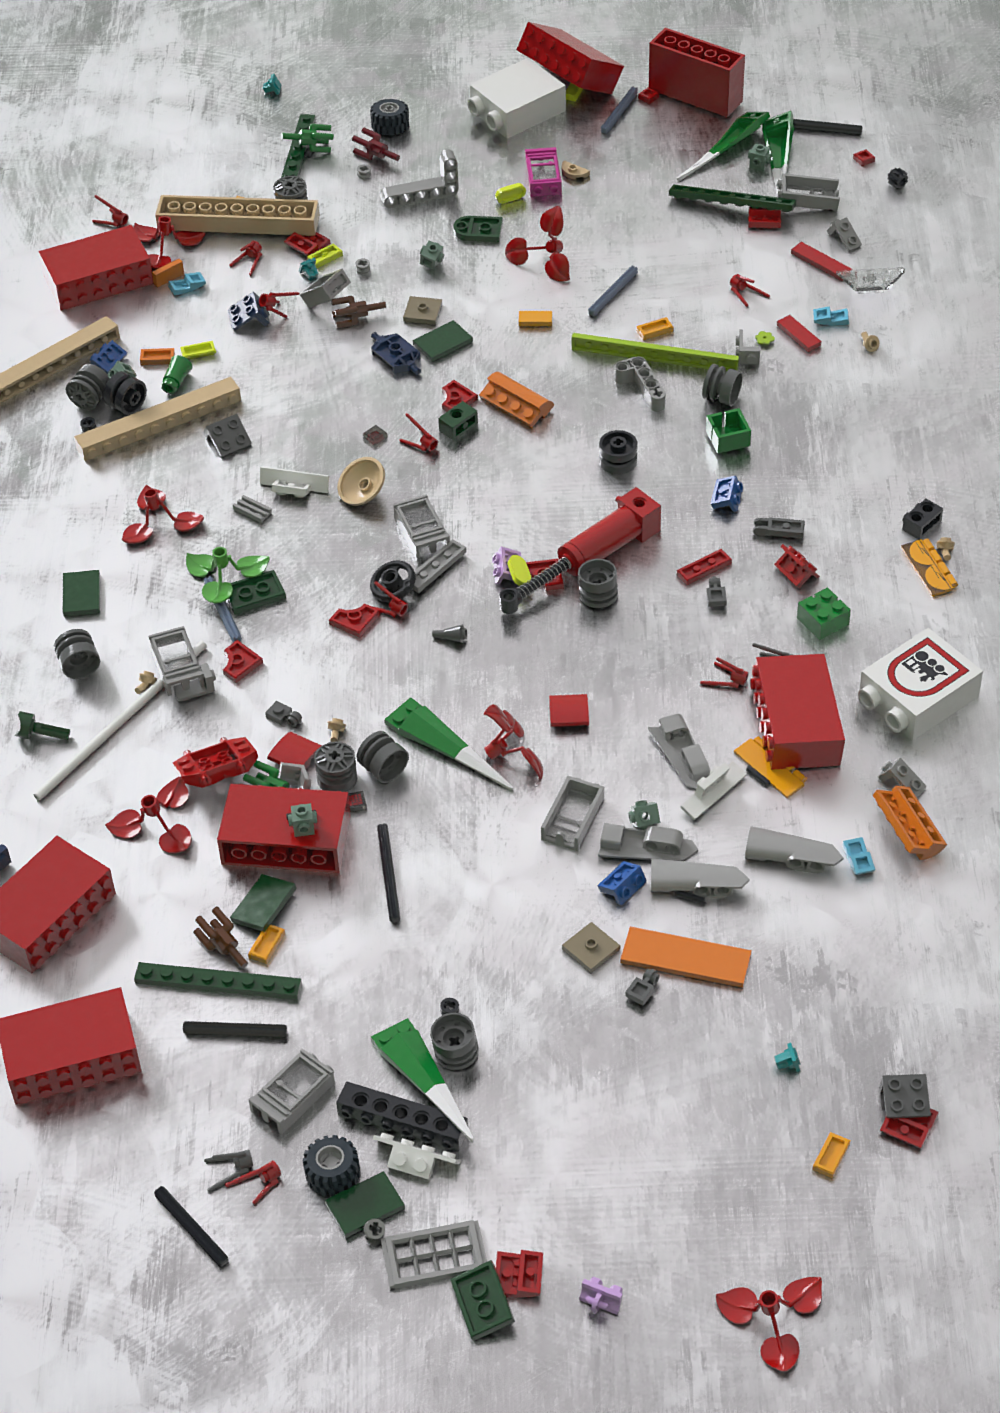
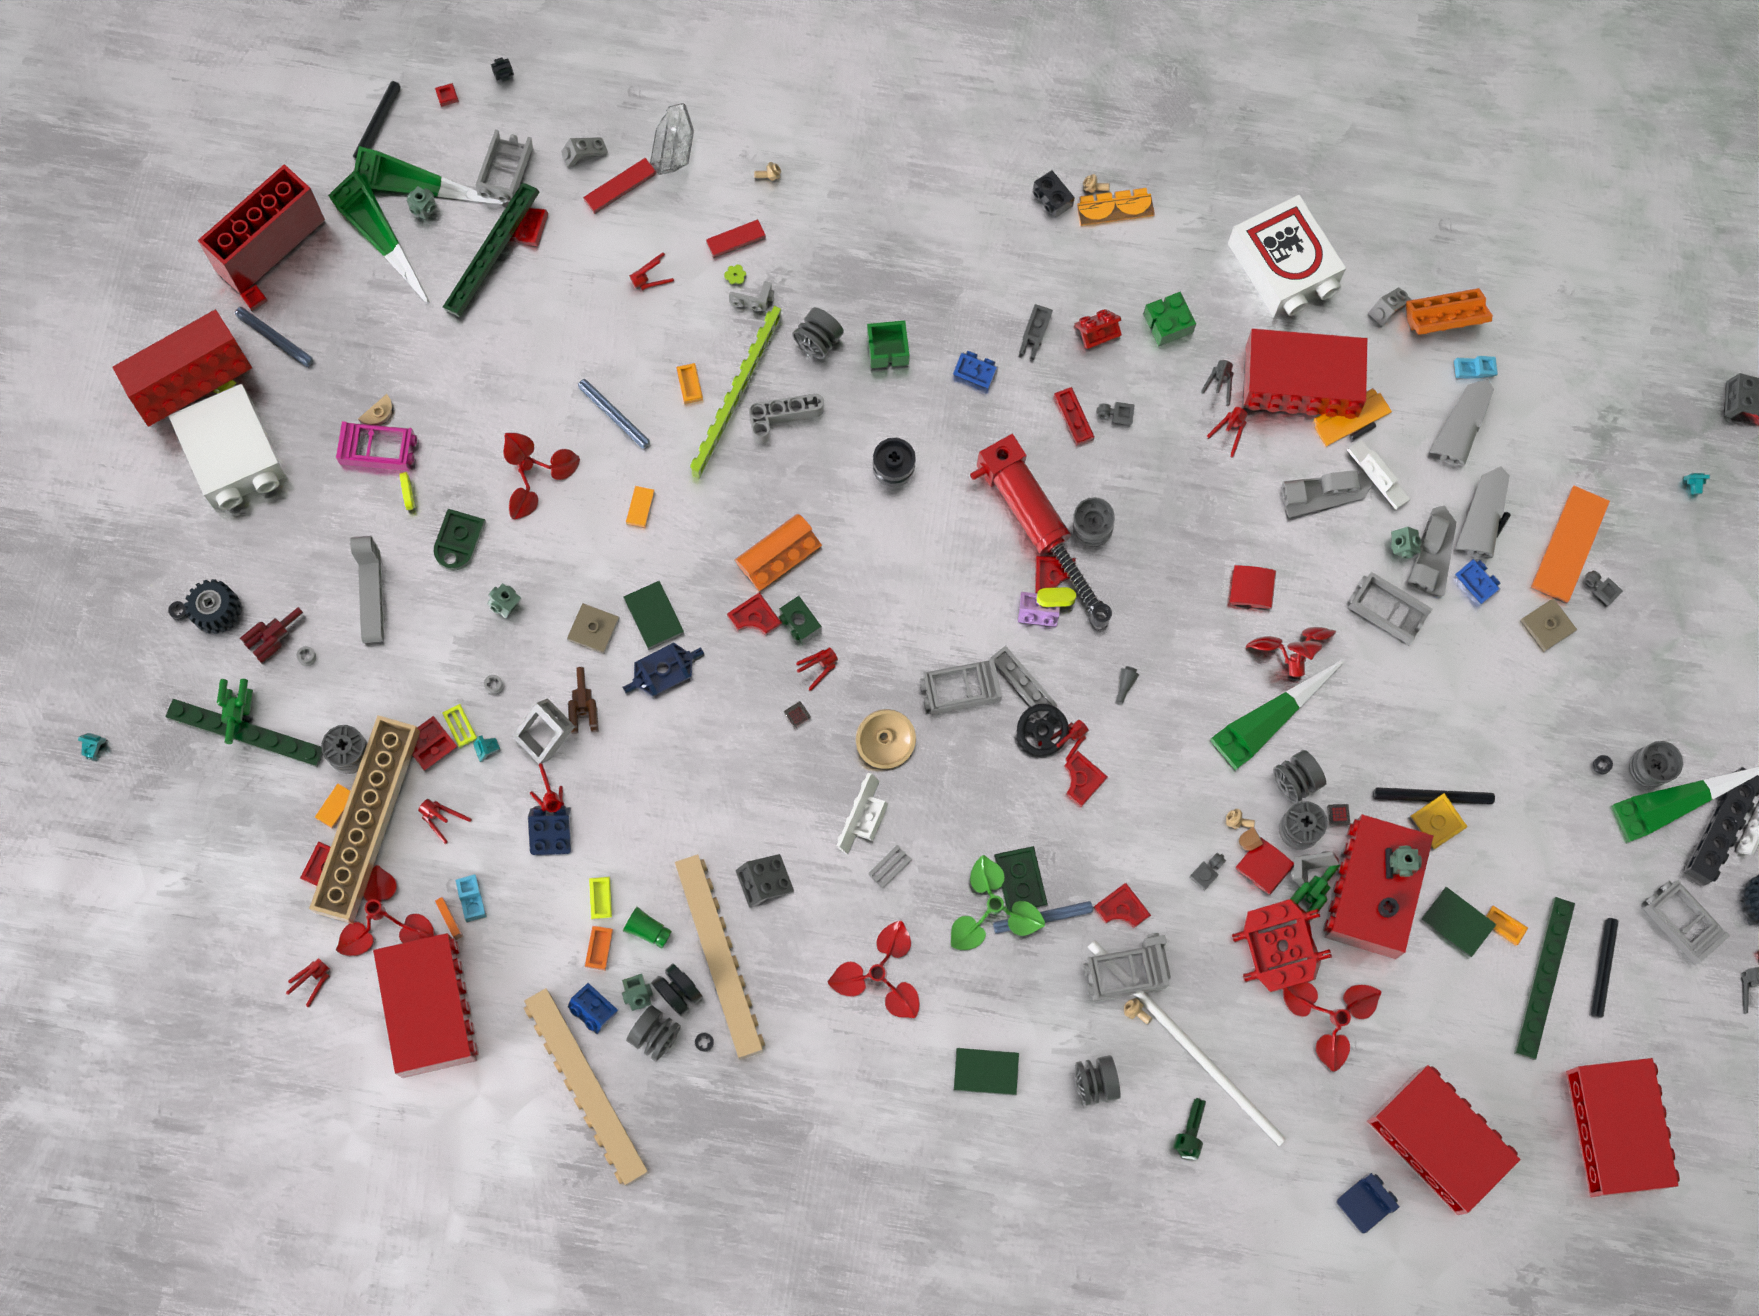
camera: 85 degrees left, 25 degrees up
(219, 936) = (1500, 967): reddish brown plant -> none
(259, 822) = (1385, 913): none -> black bush
(317, 737) = (1250, 840): none -> medium nougat tile
(361, 875) = (1439, 819): none -> yellow plate
(833, 318) = (717, 199): medium azure slope -> none

